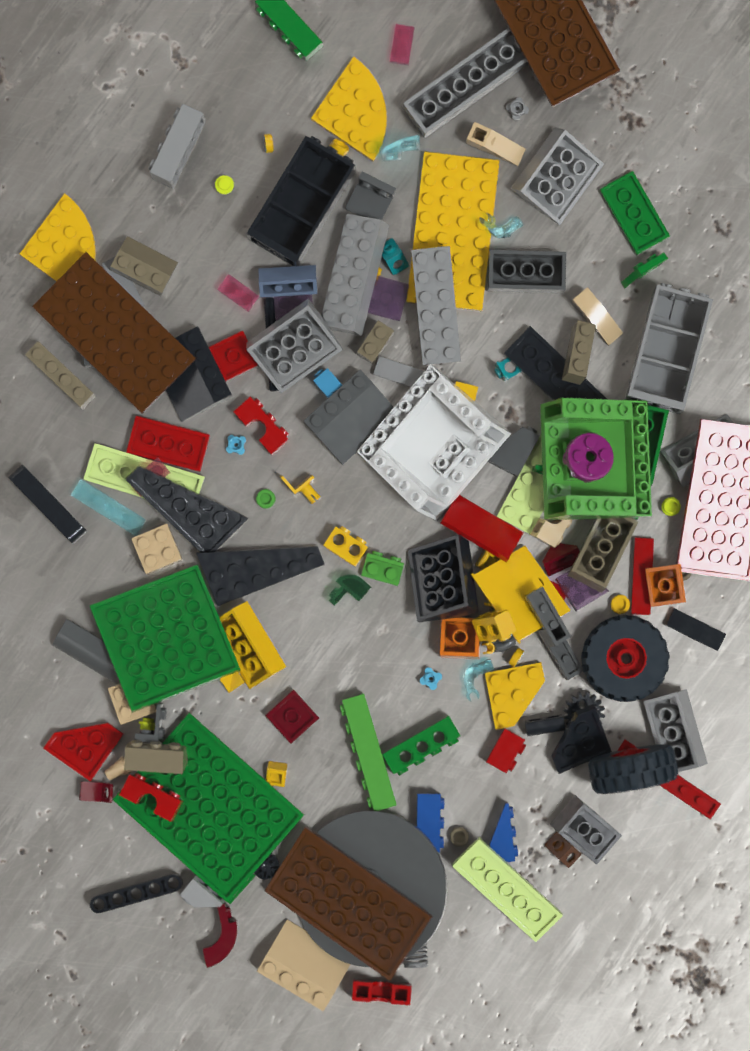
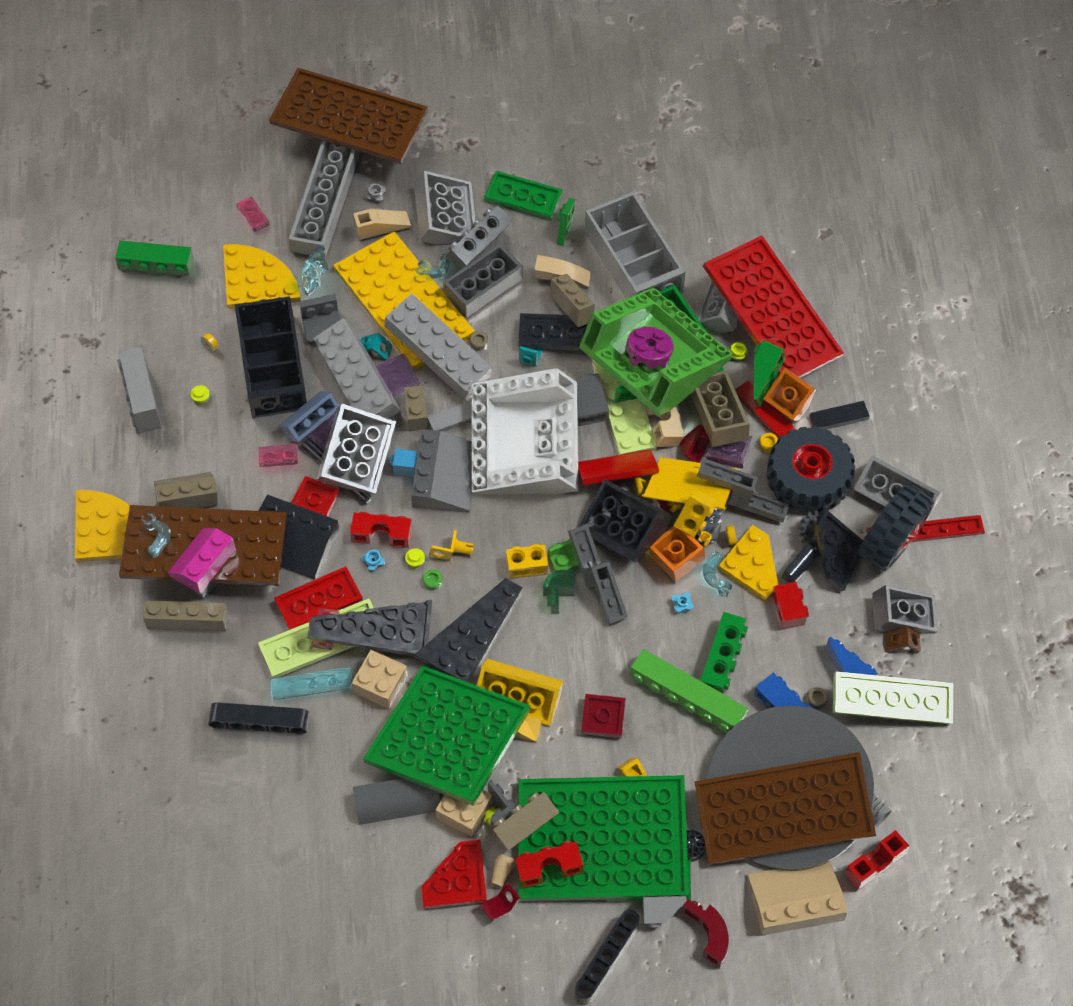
camera: 45 degrees left, 25 degrees down
(86, 304) = (163, 535): none -> clear light blue piece
(98, 348) = (203, 559): none -> dark pink slope
(267, 470) = (415, 557): none -> neon yellow plate
(385, 605) = (597, 574): none -> dark grey bracket
(479, 320) = (478, 341): none -> dark tan tile
(564, 234) = (481, 235): none -> brick
(670, 547) = (767, 363): none -> green slope

